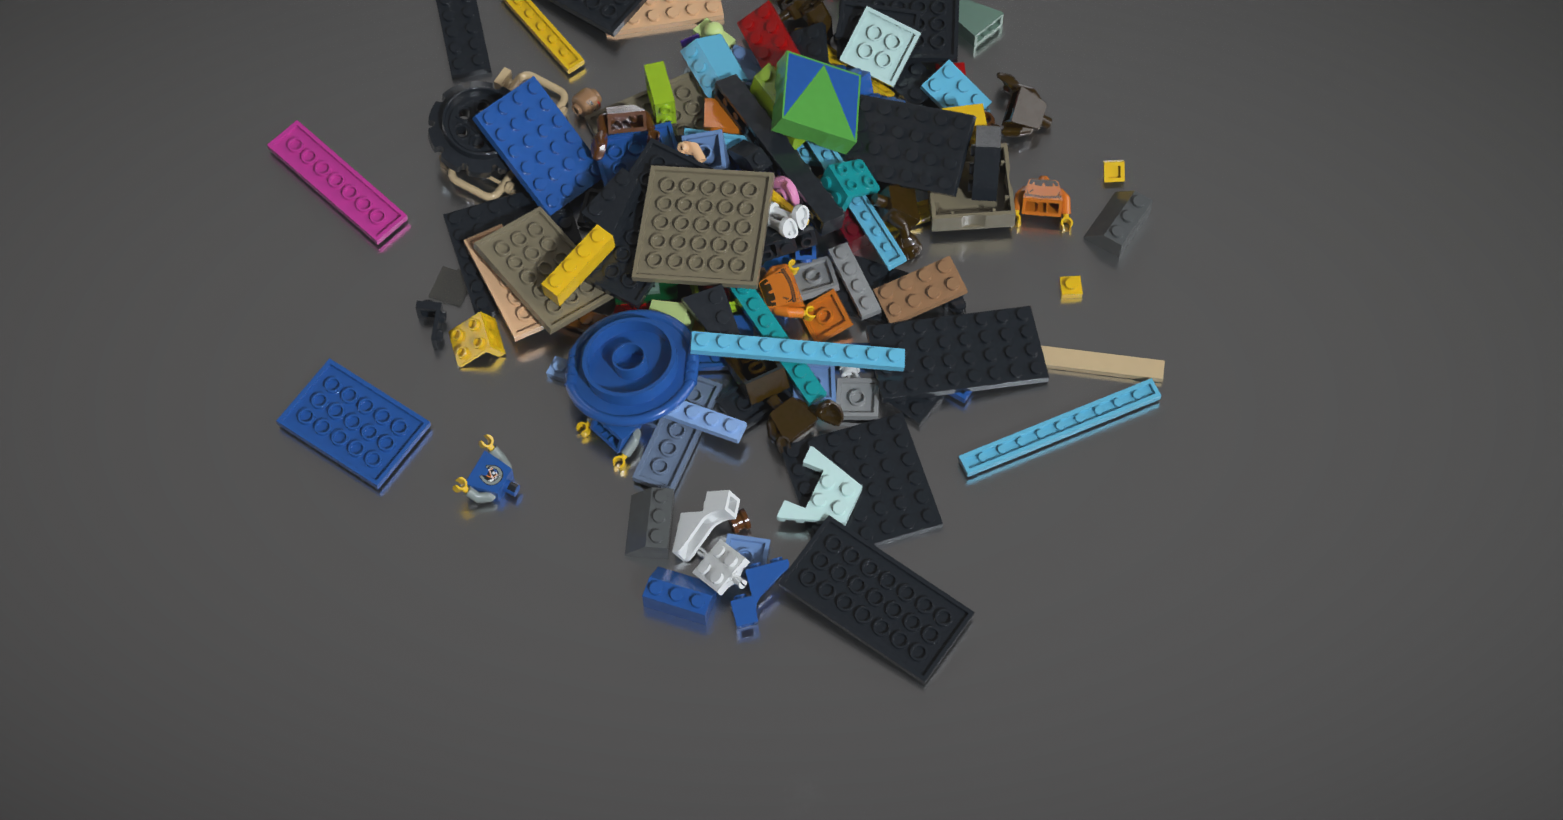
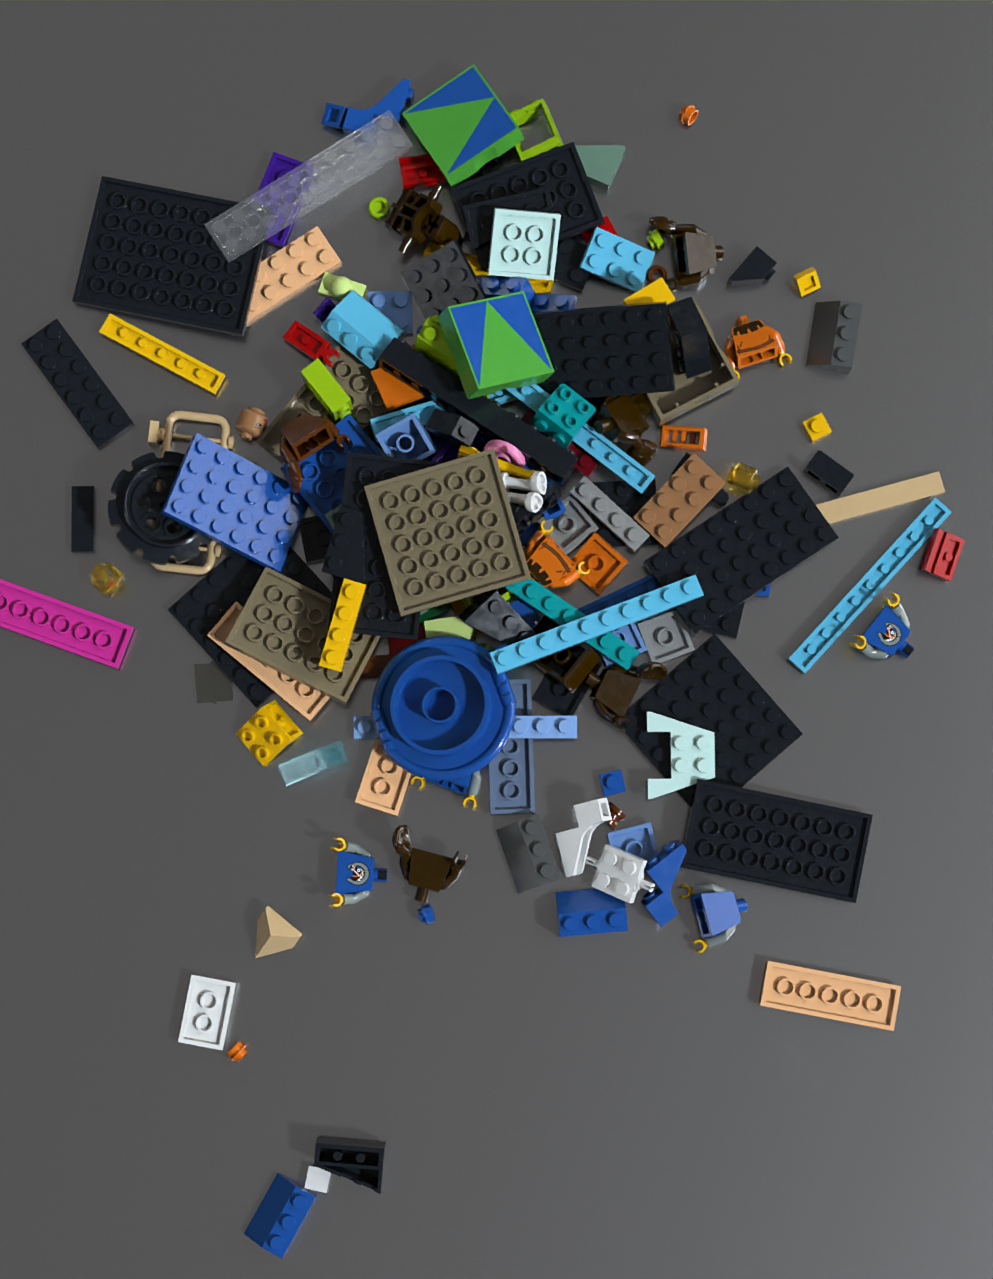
camera: 30 degrees left, 20 degrees up
(277, 734) = (280, 1215): none -> blue slope
(304, 538) = (207, 1012): none -> white plate
(312, 581) = (237, 1051): none -> orange plate
(325, 717) = (317, 1179): none -> white tile
(353, 423) = (193, 872): blue plate -> none
(366, 711) = (352, 1159): none -> black wedge
(396, 500) = (274, 934): none -> tan slope
(405, 172) = (106, 578): none -> clear yellow head
(410, 123) = (83, 519): none -> black tile
(433, 310) = (206, 719): black bracket -> none
(503, 376) = (314, 763): none -> clear light blue slope
(535, 536) = (426, 914): none -> blue plate
(551, 497) = (423, 868): none -> dark brown torso
(553, 417) = (383, 783): none -> light nougat plate
(673, 66) = (310, 343): none -> red plate
(693, 149) = (393, 446): light nougat arm -> none
(753, 498) = (612, 783): none -> blue plate
(766, 35) = (408, 279): red plate -> none
(792, 637) = (715, 911): none -> torso
(864, 753) = (830, 995): none -> light nougat plate
(961, 257) = (682, 445): none -> orange slope
(985, 299) = (743, 478): none -> clear yellow head
(997, 93) = (655, 239): none -> lime plate
(1057, 469) = (886, 632): none -> torso
(1064, 326) = (828, 473): none -> black panel
(1070, 13) = (688, 114): none -> orange plate
(1070, 145) = (754, 269): none -> black slope
(1137, 426) = (942, 554): none -> plate

